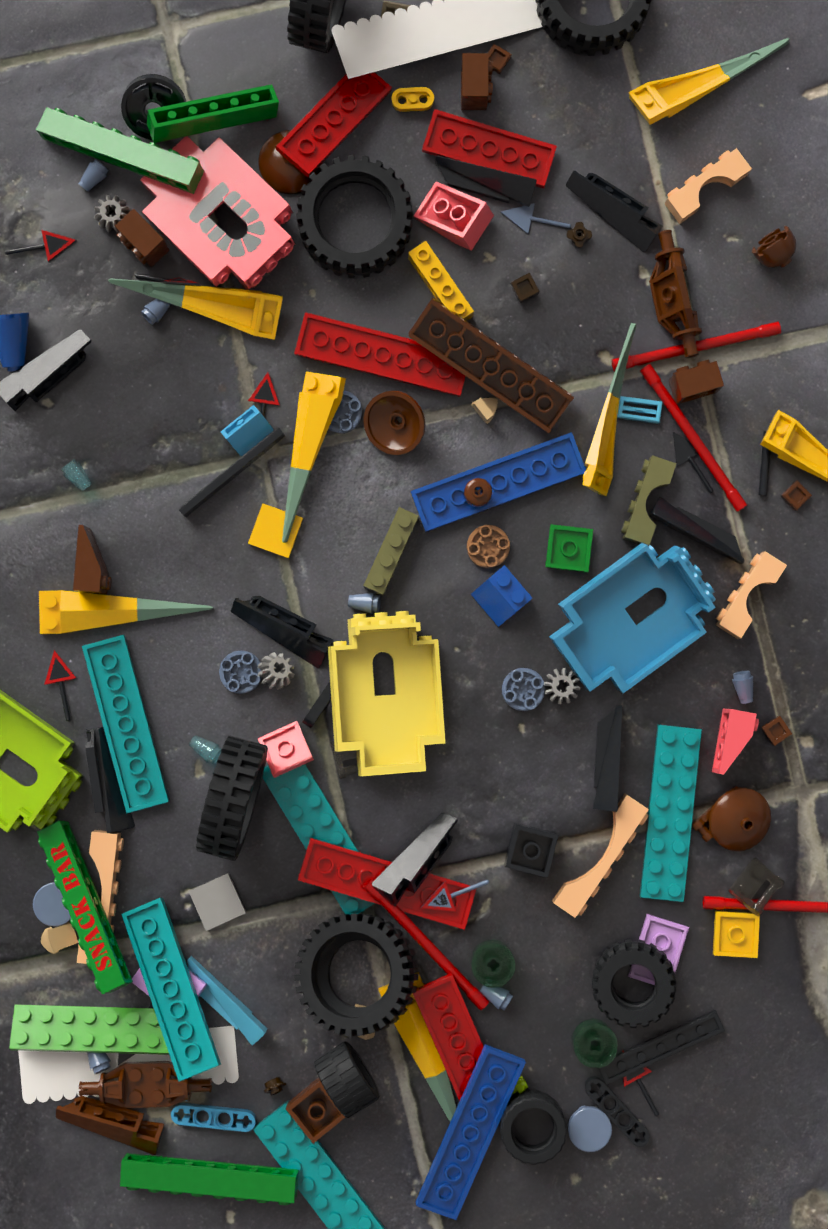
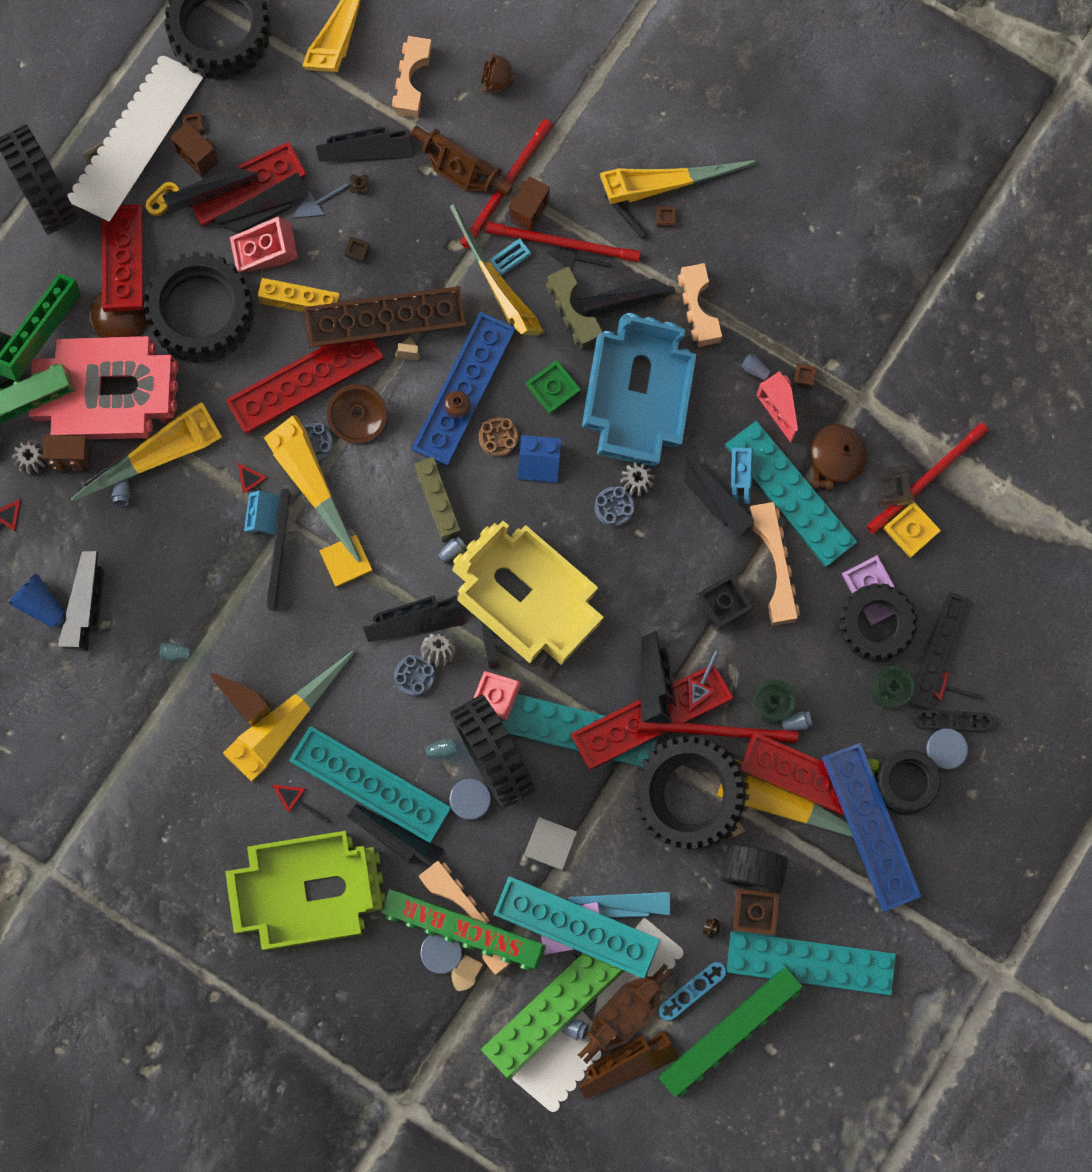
camera: 45 degrees left, 10 degrees down
(186, 808) = (470, 799): none -> sand blue tile
(454, 125) = (209, 188): none -> black wedge
(647, 761) = (742, 473): none -> dark azure hinge

